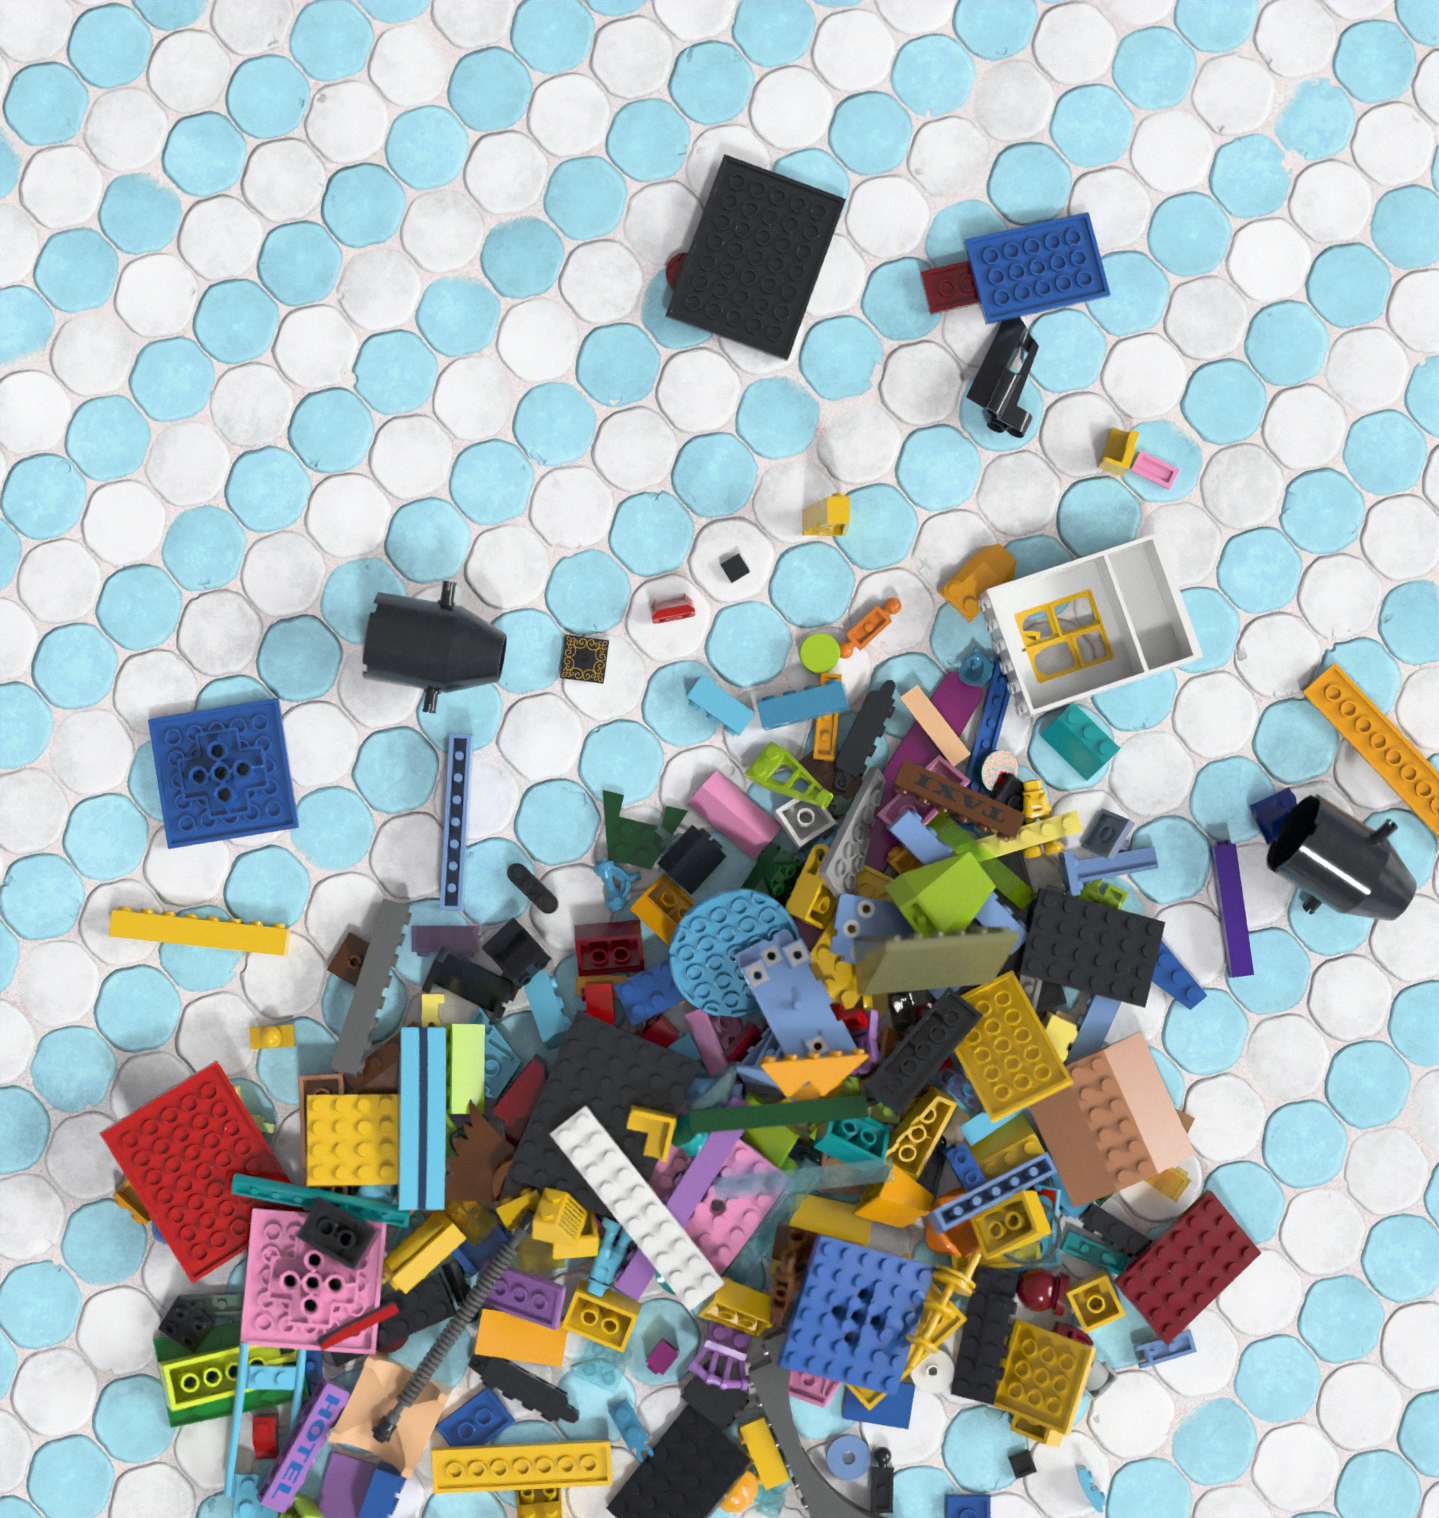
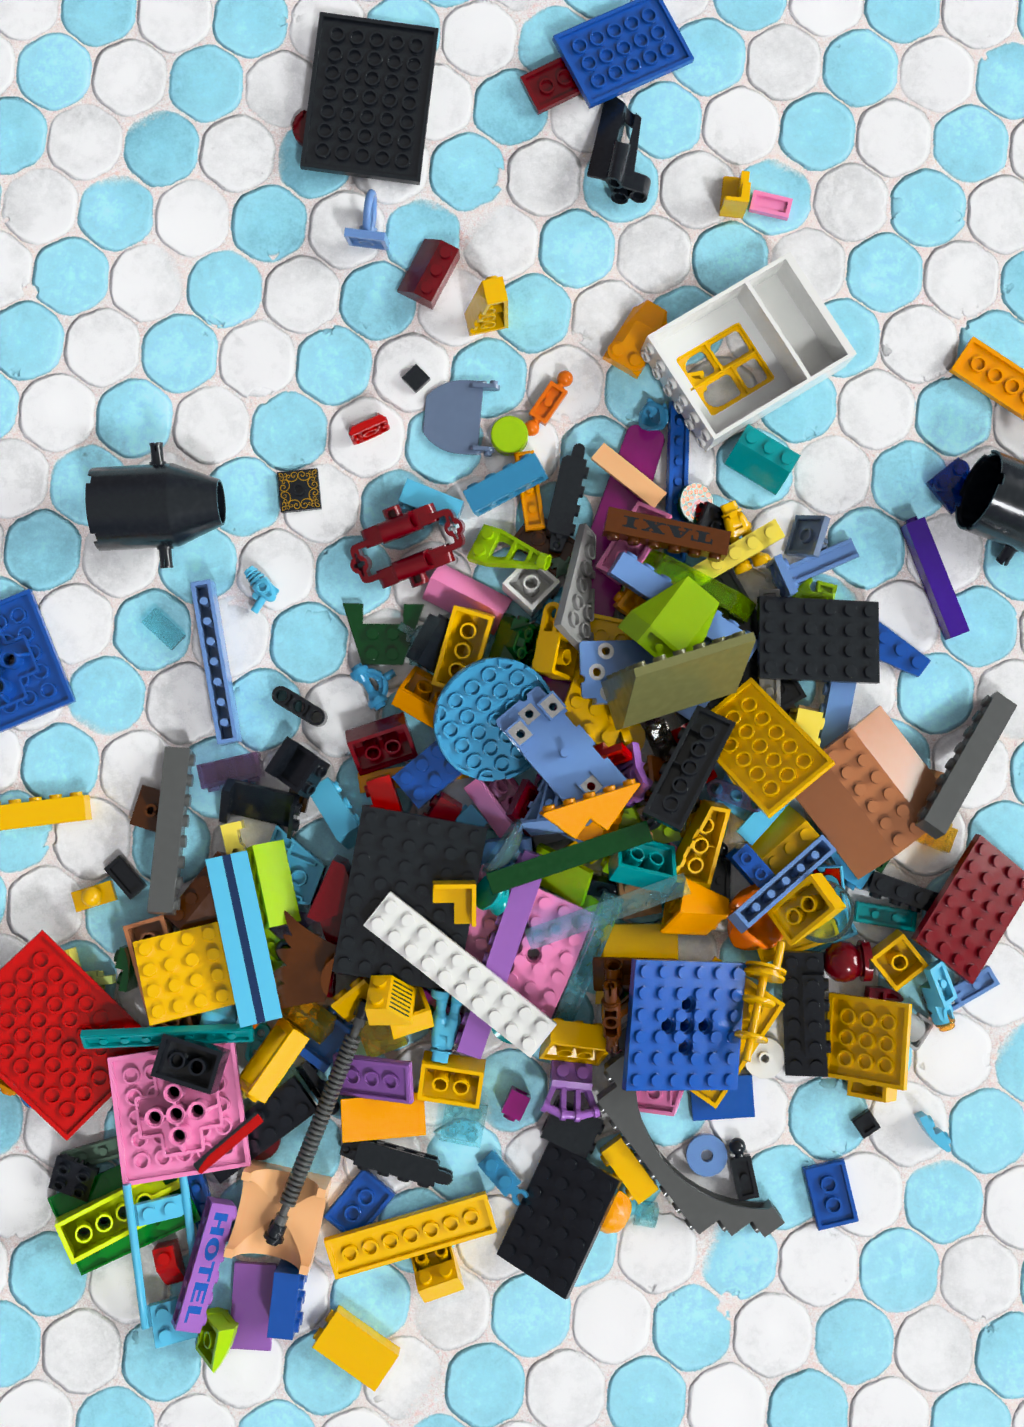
camera: 10 degrees left, 0 degrees up
(292, 1113) = (126, 979): none -> dark green slope
(309, 1024) = (125, 877): none -> black tile
(408, 772) = (163, 629): none -> clear light blue tile
(523, 754) = (262, 588): none -> medium azure piece
(690, 769) = (398, 526): none -> dark red piece
(719, 864) = (463, 642): none -> yellow slope
(720, 405) = (367, 234): none -> medium blue tile
(767, 618) = (455, 416): none -> sand blue piece
(775, 458) = (429, 272): none -> dark red slope
(1129, 1348) = (938, 996): none -> medium azure plate
(1214, 1114) = (965, 765): none -> dark grey brick

